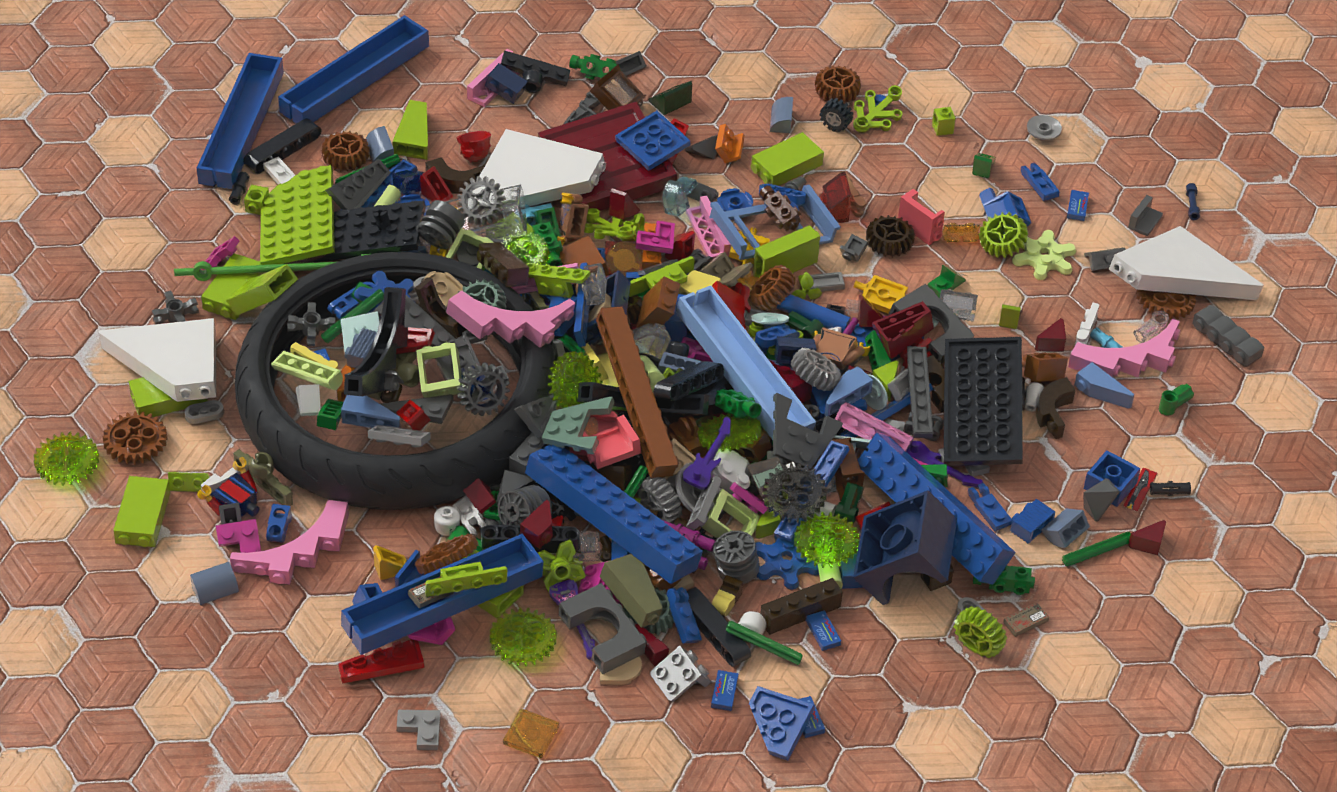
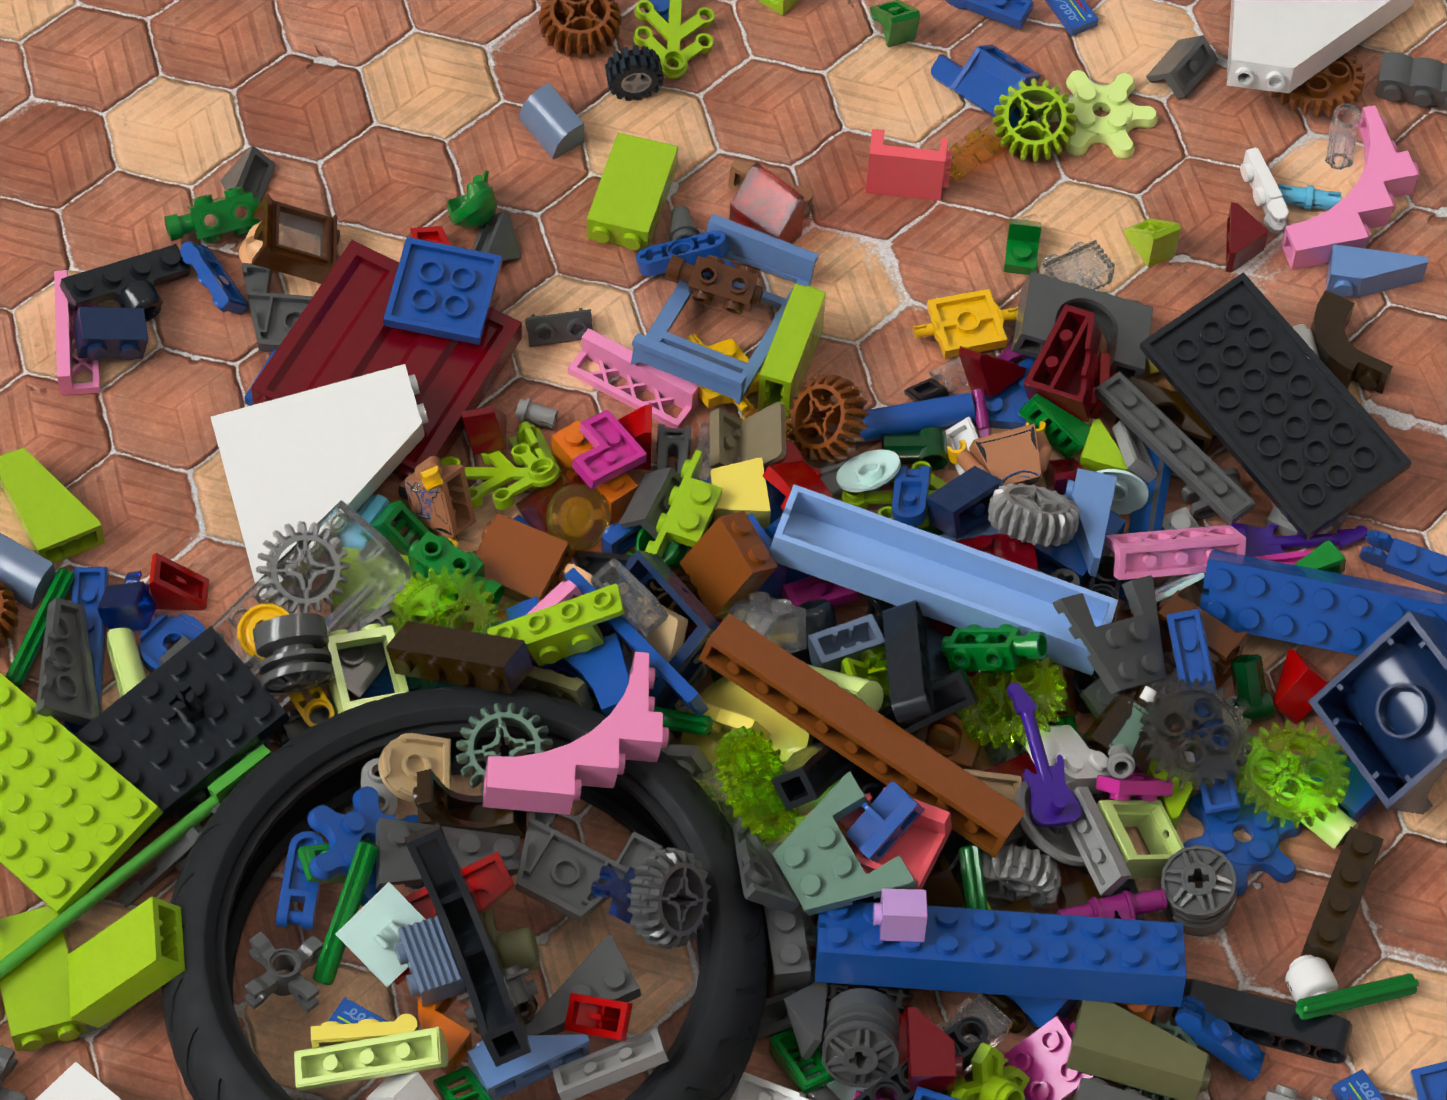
camera: 40 degrees left, 10 degrees up
(444, 387) = (580, 951): yellowish green window -> none
(453, 178) = (195, 550): dark brown arch -> none
(474, 145) = (167, 469): red helmet -> none
(480, 495) = (776, 1065): dark red slope -> none
(572, 90) = (214, 277): none -> blue hinge
(577, 461) = (901, 915): none -> lavender brick
(609, 426) = (884, 821): none -> blue panel
(650, 214) = (536, 413): none -> light grey pin
(673, 98) = (367, 193): dark green slope -> none
(675, 195) = (544, 354): clear light blue brick -> none
(710, 124) = (476, 206): none -> green hat
(727, 595) = (1232, 958): leg -> none
(729, 146) = (532, 219): orange bracket -> none
(734, 195) = (625, 328): blue plate -> none
(747, 481) = (1120, 762): none -> light grey pin
(806, 282) = (861, 378): lime plant -> none
(823, 630) = (1395, 914): blue tile -> none
(828, 281) = (867, 356): light grey tile -> none
(853, 248) = (858, 275): dark grey bracket -> none
(890, 236) = (886, 222): dark brown gear -> none
(1044, 366) = (1288, 289): dark orange brick -> none

